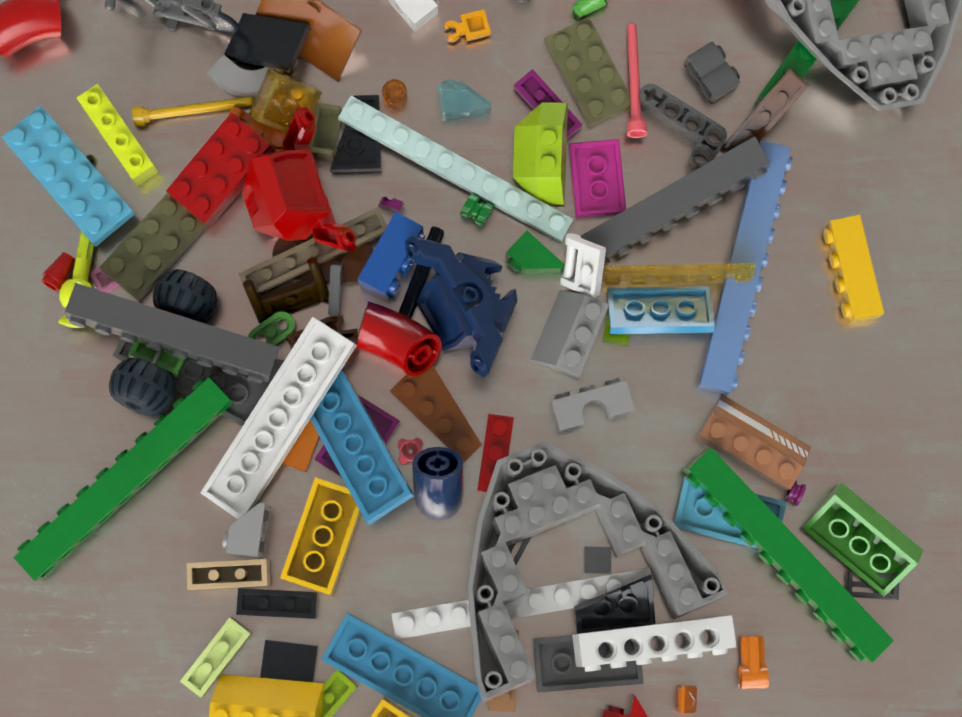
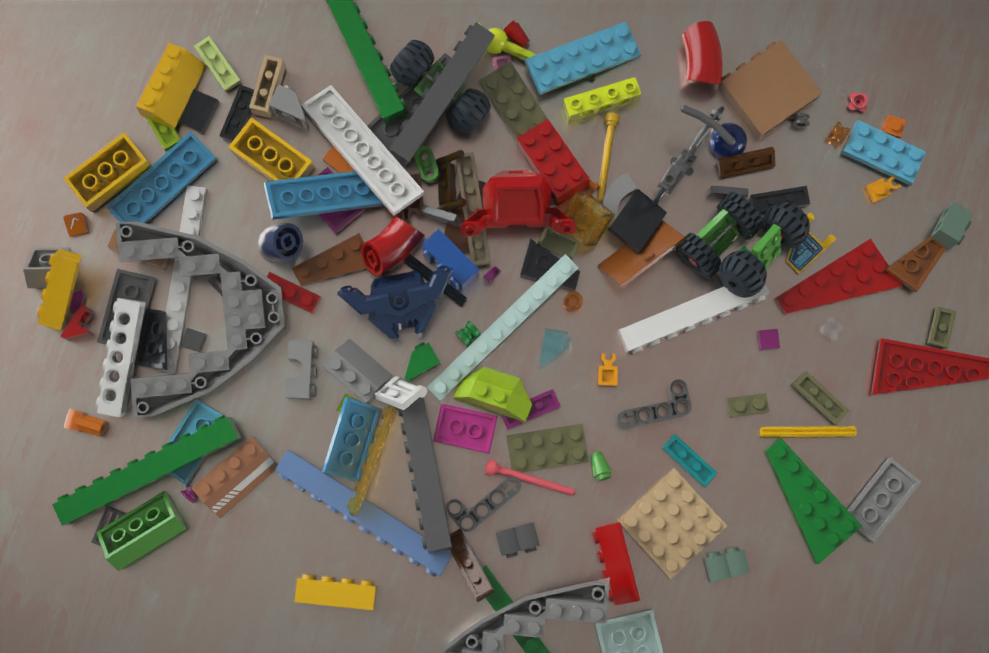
camera: 110 degrees right, 0 degrees up
(405, 445) = (309, 229): coral plate -> none
(686, 699) = (76, 369): orange slope -> none

